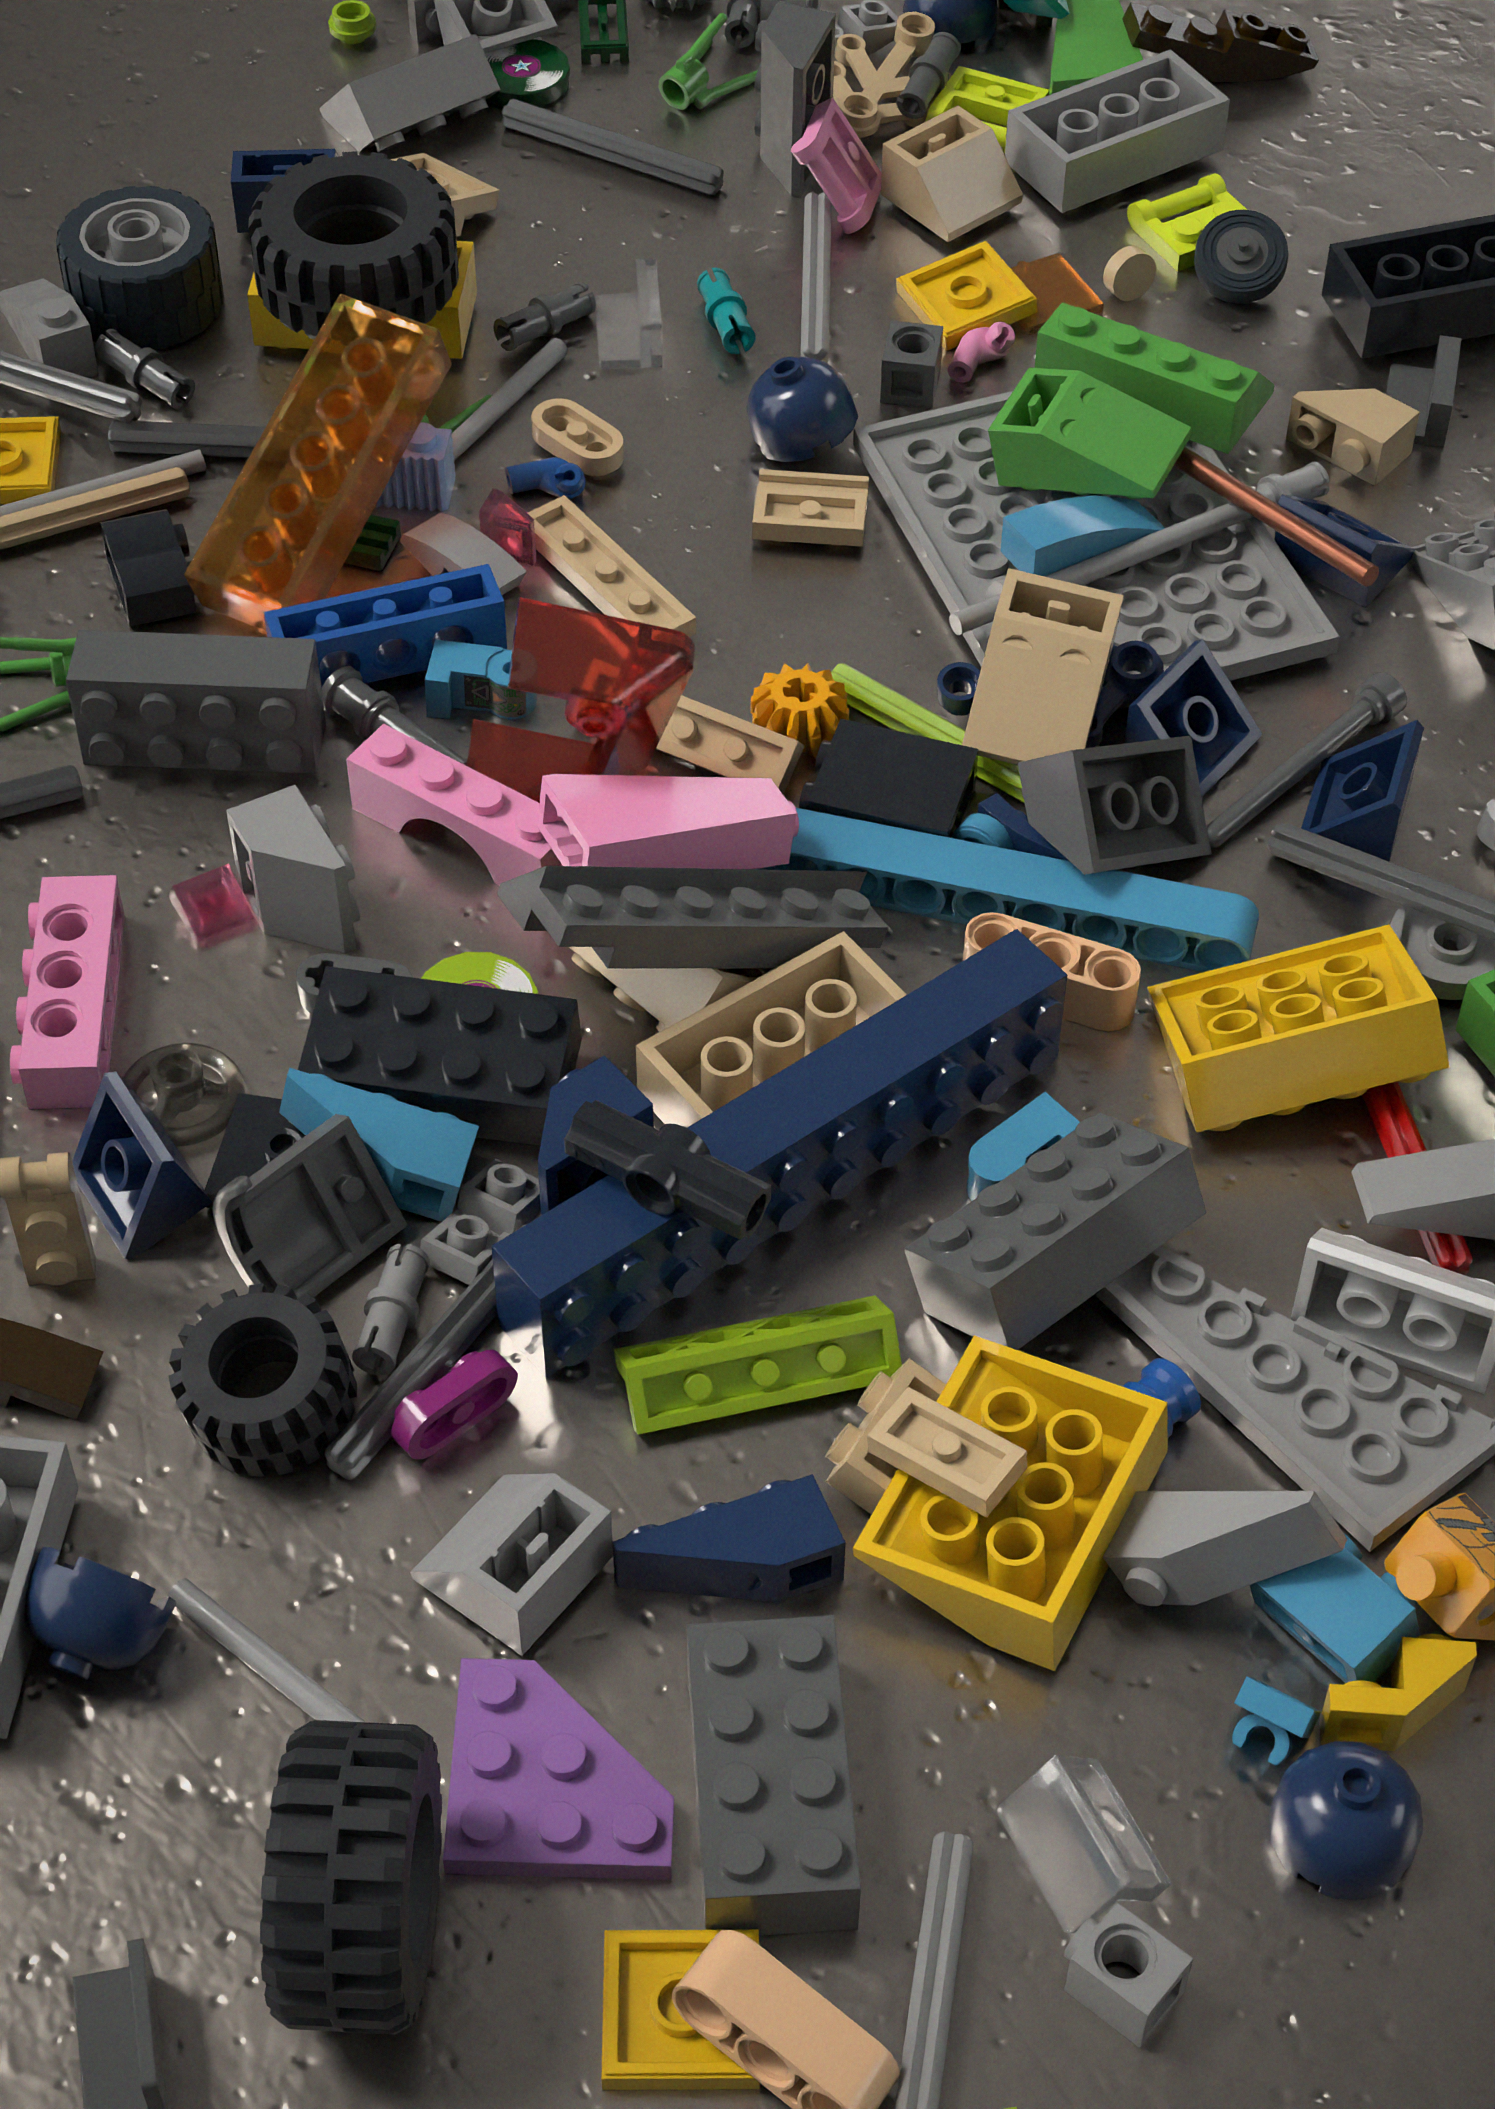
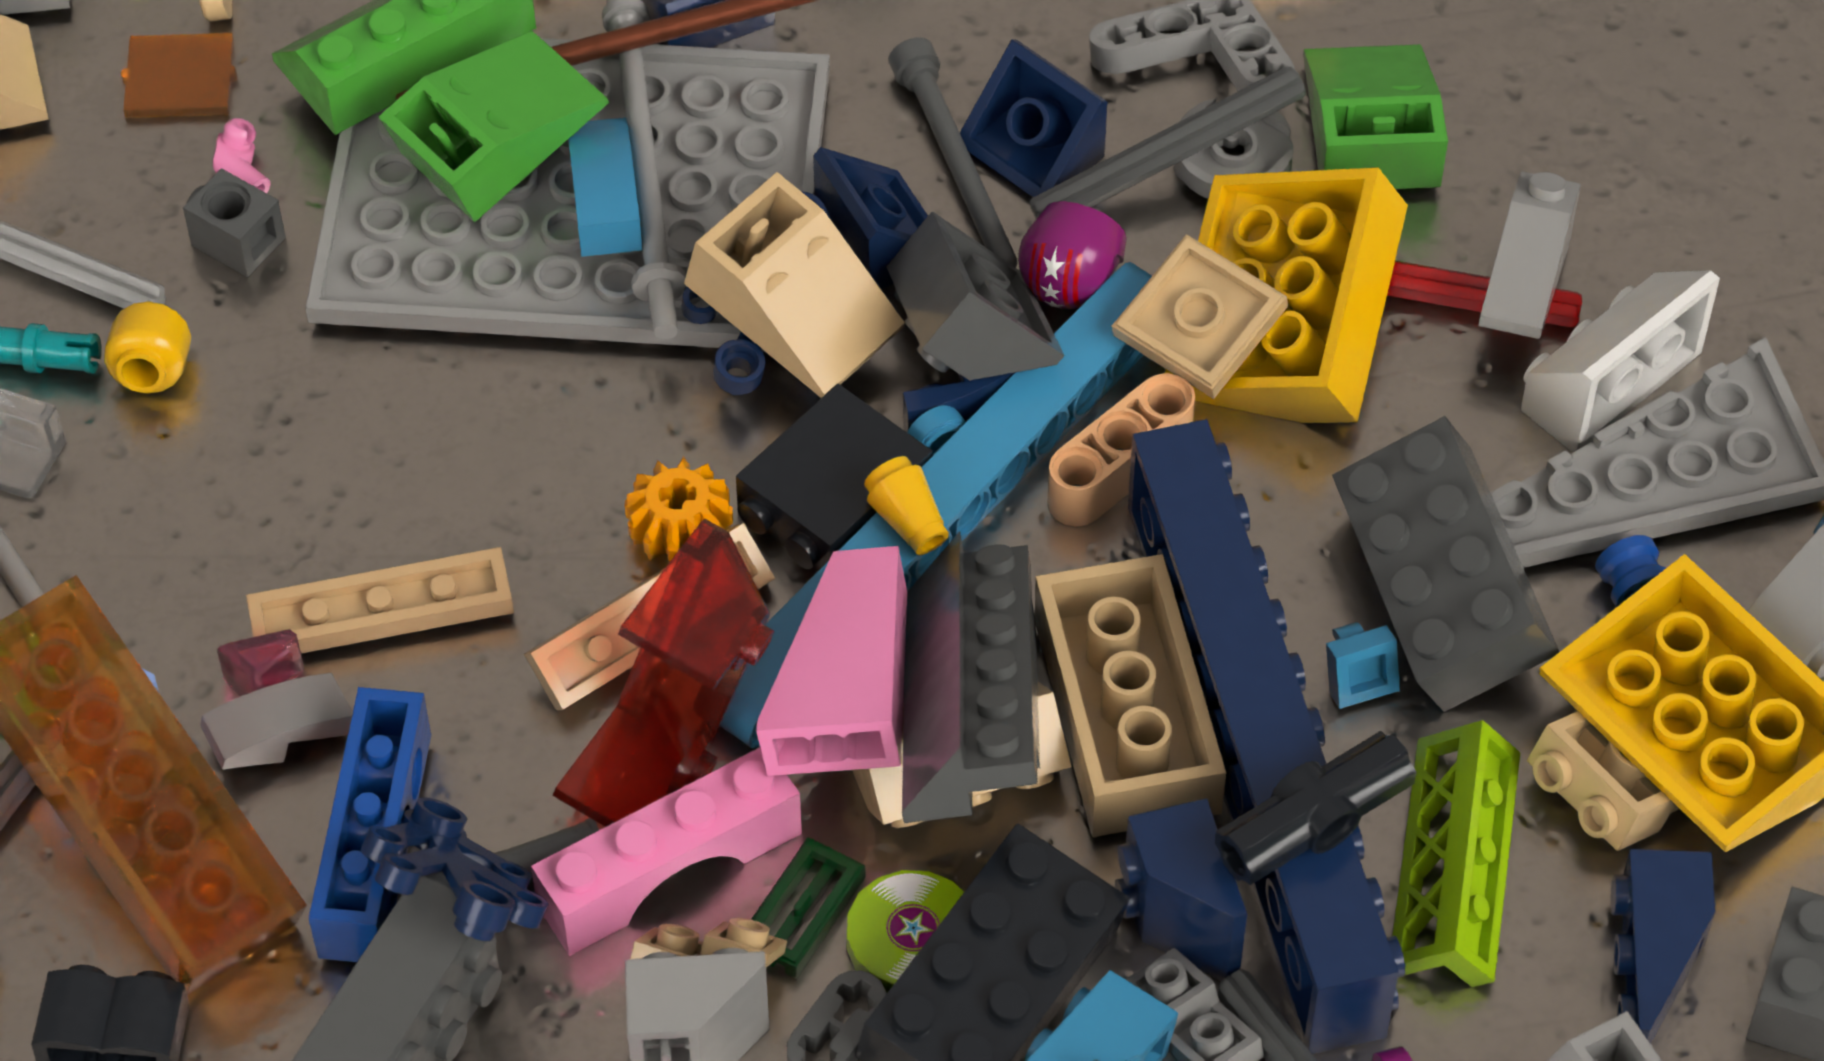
camera: 65 degrees left, 5 degrees up
(376, 868) = (736, 933): none -> tan slope
(392, 660) = (485, 884): none -> dark blue plant
(464, 933) = (834, 861): none -> dark green tile
(473, 679) = (474, 763): dark azure leg -> none
(549, 475) = (190, 600): blue arm -> none
(577, 436) = (150, 553): tan plate -> none
(751, 354) = (147, 347): none -> yellow head
(799, 408) = (254, 342): dark blue cylinder -> none
(810, 507) = (389, 392): tan plate -> none
(870, 823) = (907, 504): none -> yellow cone
(909, 717) = (766, 414): lime axle -> none
(915, 1208) = (1361, 664): none -> dark azure tile
(947, 1451) = (1677, 729): tan plate -> none
(966, 293) = (147, 137): yellow tile -> none
(1015, 1141) = (1312, 547): dark azure leg -> none
(1207, 955) = (1200, 316): none -> tan plate
(1228, 854) = (1070, 253): none -> magenta helmet

